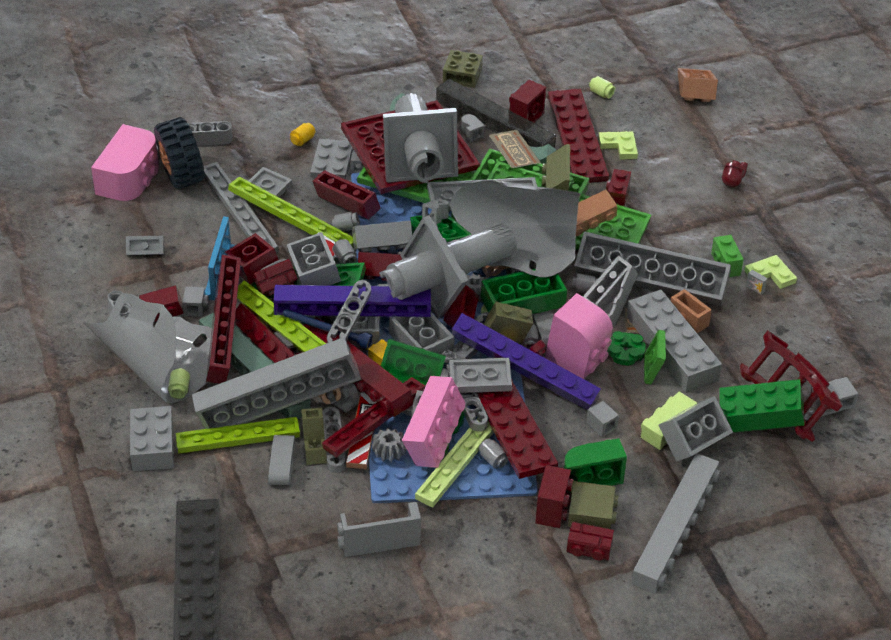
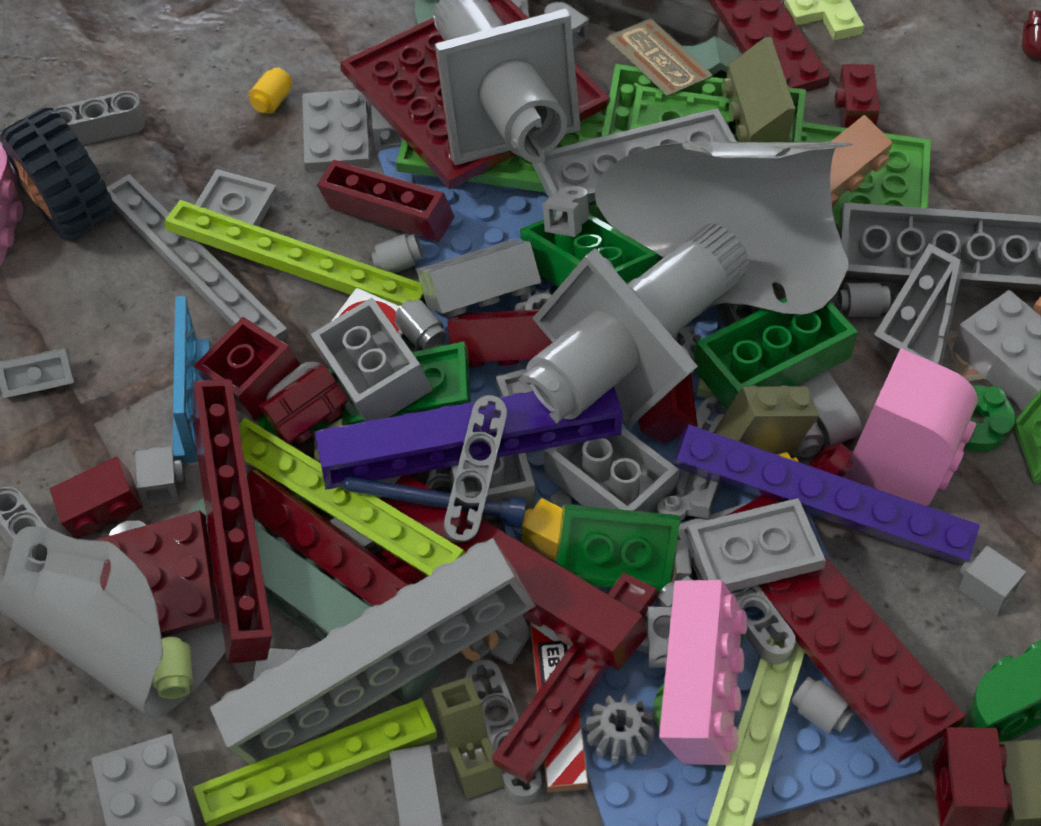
camera: 10 degrees left, 10 degrees up
(192, 341) = (177, 568): none -> dark red plate

